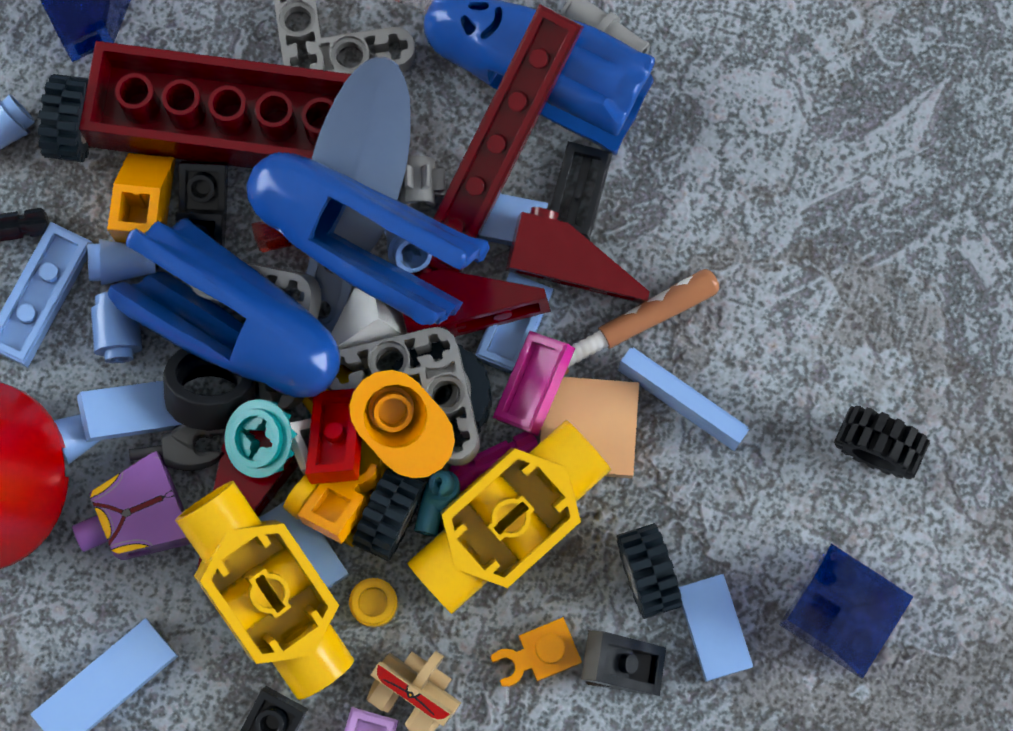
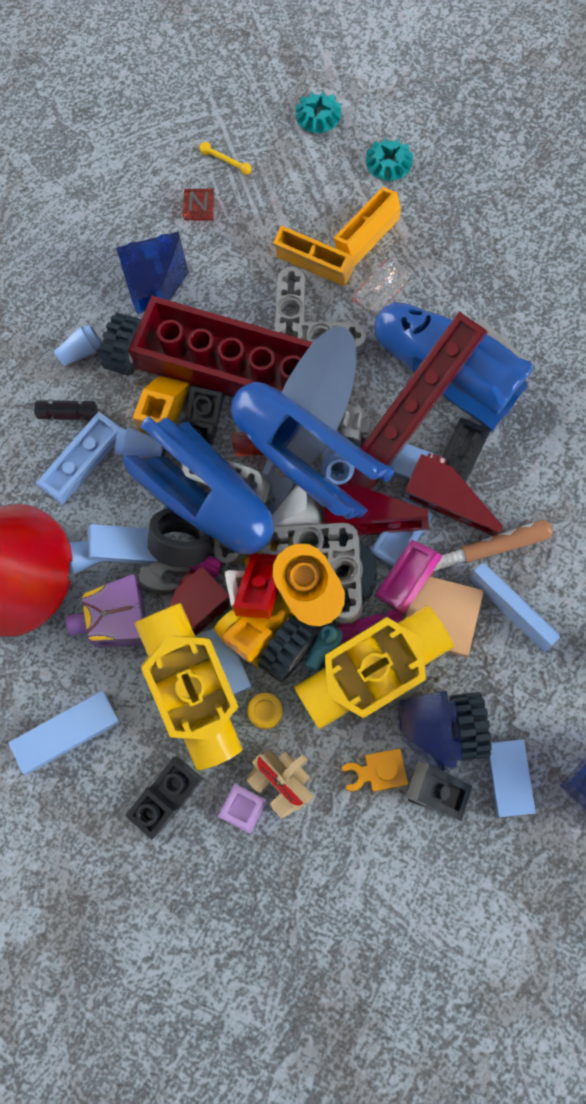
camera: 20 degrees right, 5 degrees down
(114, 332) = (124, 491): medium blue brick -> none
(244, 447) = (195, 584): teal gear -> none
(594, 584) = (427, 729): none -> clear blue slope

